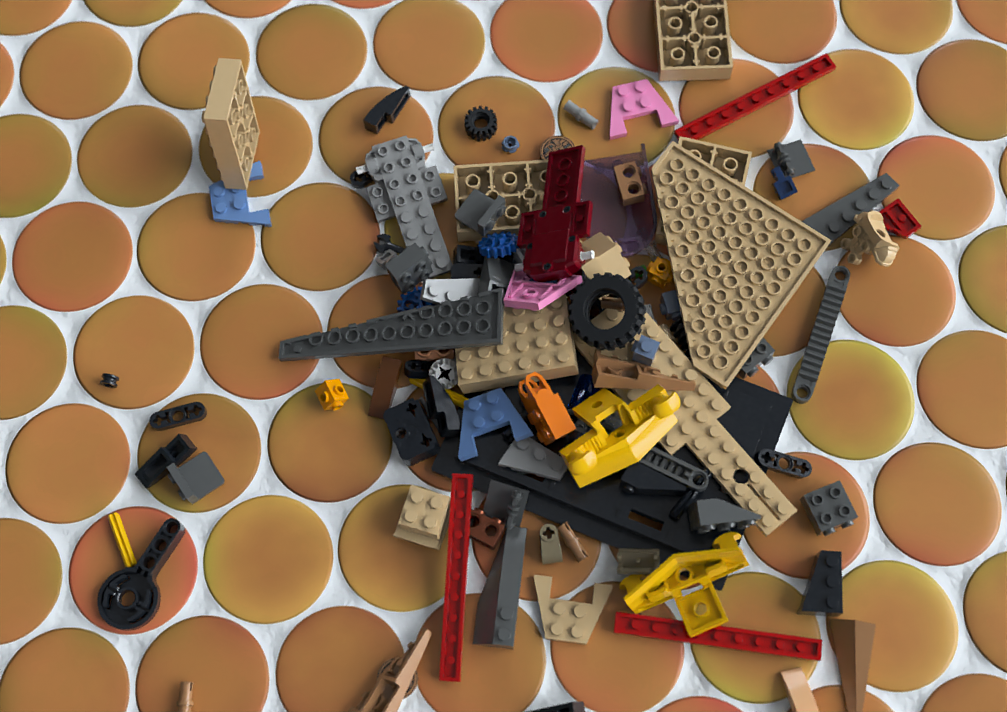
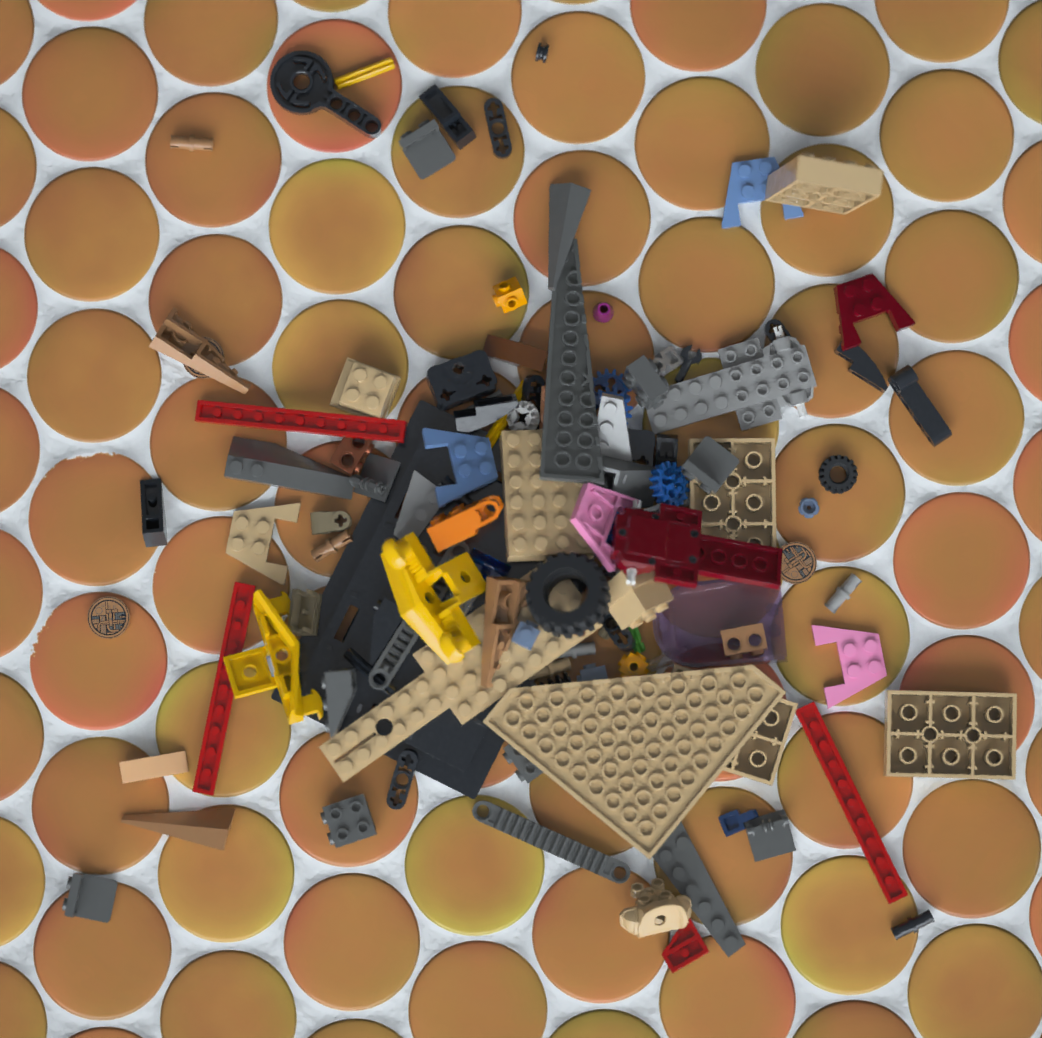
camera: 90 degrees right, 15 degrees up
(257, 349) = (566, 209): none -> dark grey wedge
(333, 111) = (863, 300): none -> dark red wing
(345, 315) = (603, 317): none -> magenta cone
(420, 65) = (919, 406): none -> black beam
(824, 586) = (266, 804): black wedge -> none
(849, 50) = (912, 924): none -> black pin

